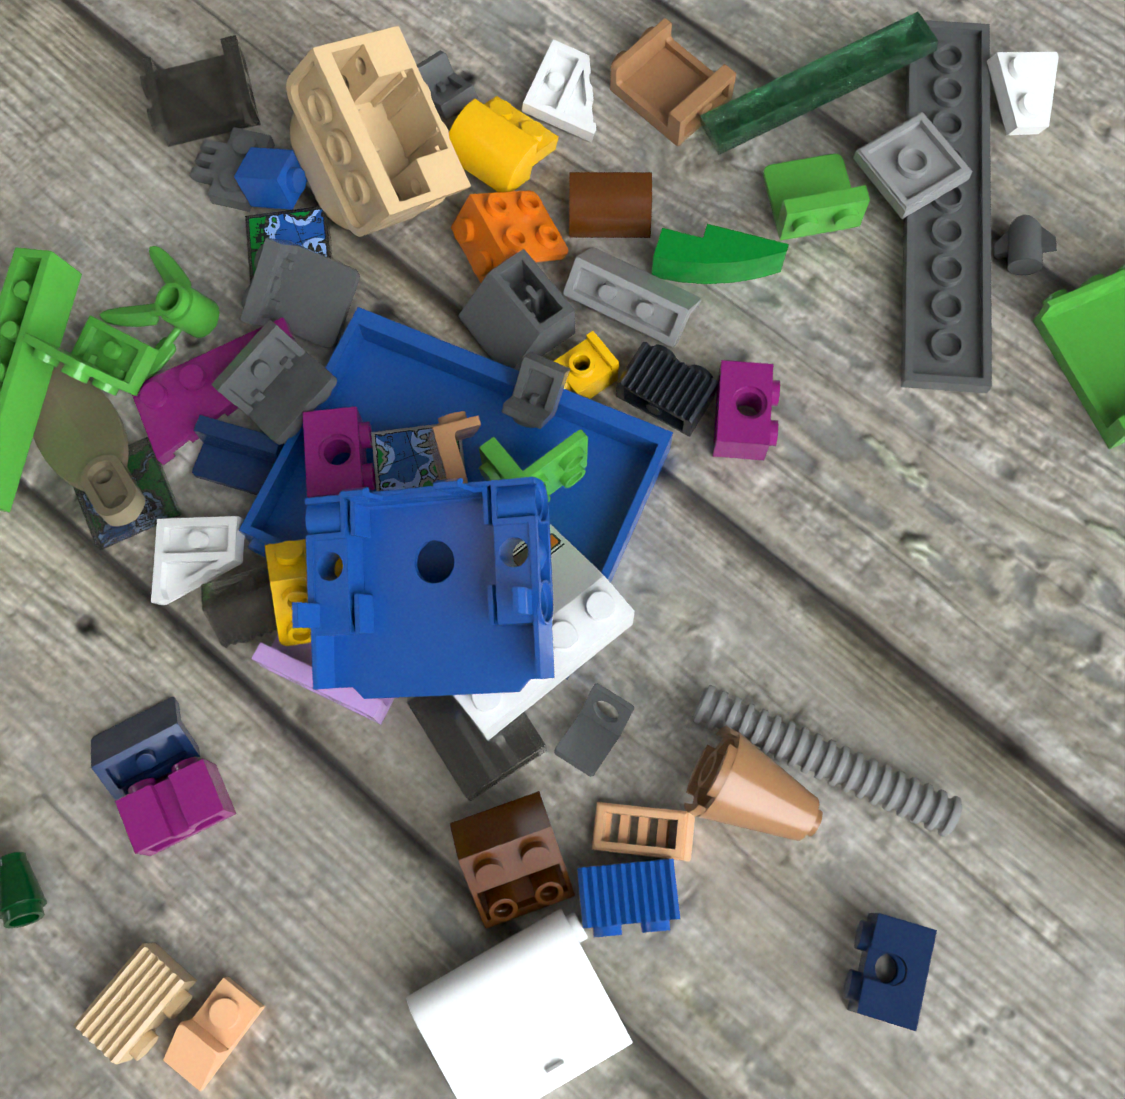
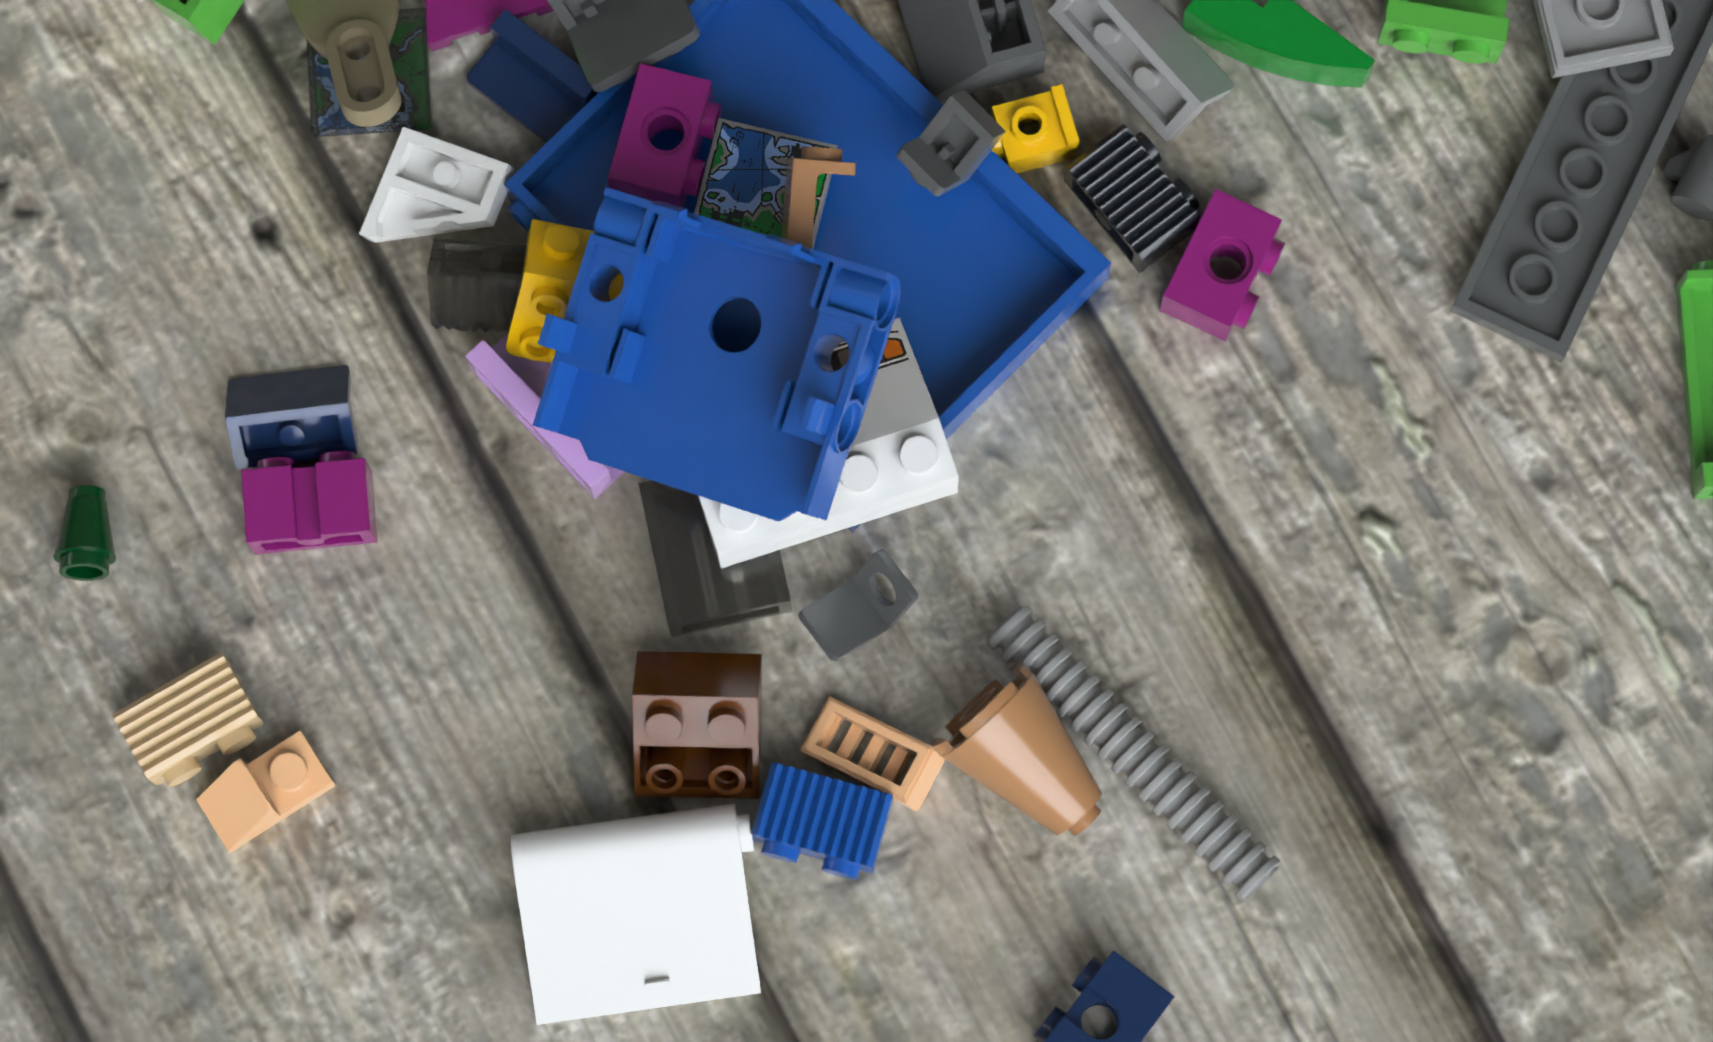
camera: 20 degrees right, 5 degrees up
(557, 468) = (942, 258): bright green bracket -> none

